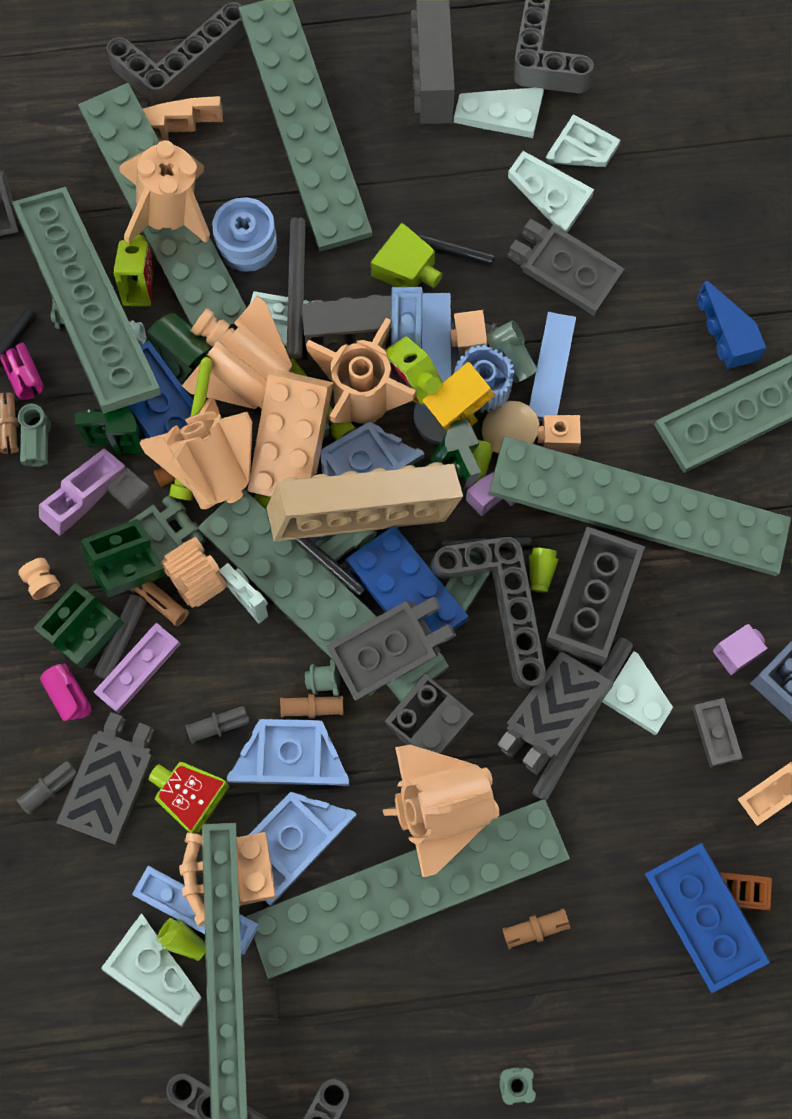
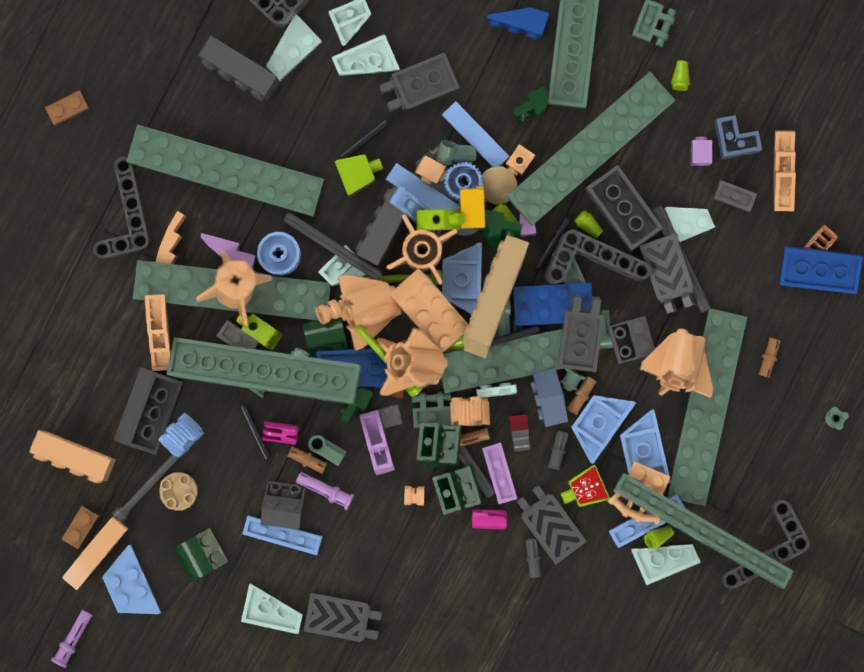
camera: 50 degrees left, 15 degrees up
(63, 156) = (158, 331): none -> light nougat slope
(106, 248) = (236, 337): none -> flat silver plate
(209, 658) = (520, 432): none -> leg
(212, 182) = (231, 249): none -> lavender slope
(278, 663) = (549, 397): none -> sand blue brick
(638, 401) = (535, 105): none -> dark green brick

